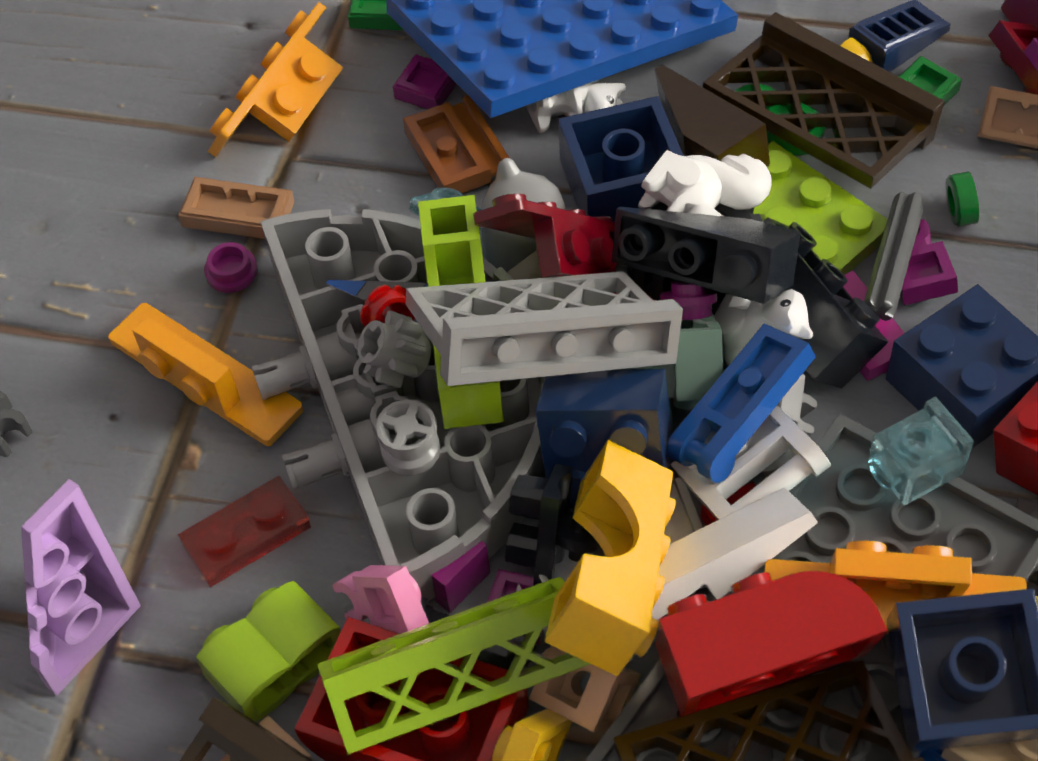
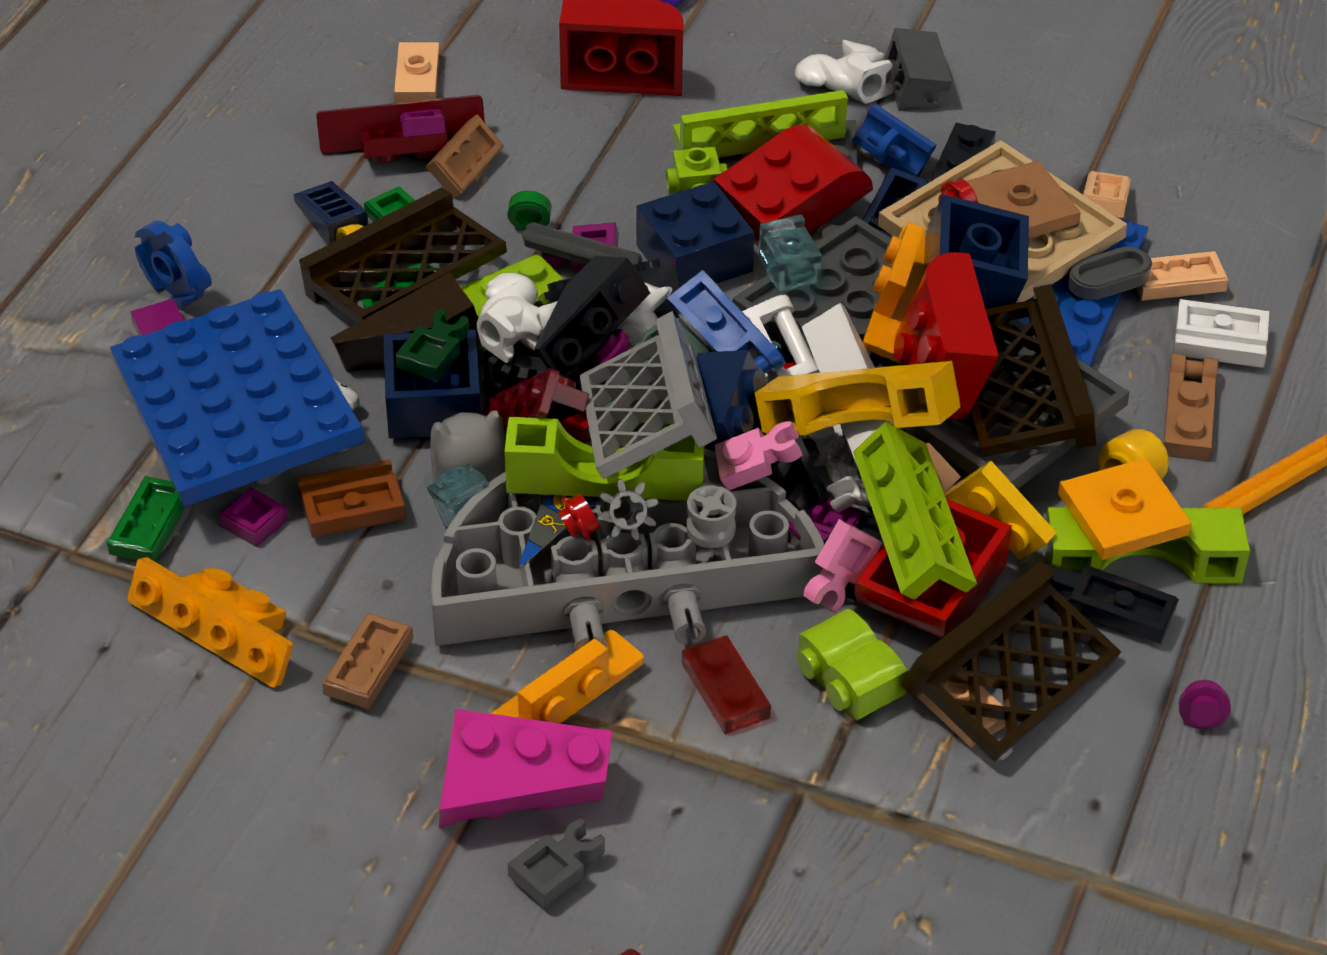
camera: 85 degrees left, 10 degrees down
(72, 587) = (790, 755): lavender wedge -> none
(80, 349) = (519, 765): none -> dark pink wedge
(230, 267) = (438, 671): magenta plate -> none
(515, 461) = (751, 454): none -> bright pink plate
(625, 129) = (434, 350): none -> dark green plate

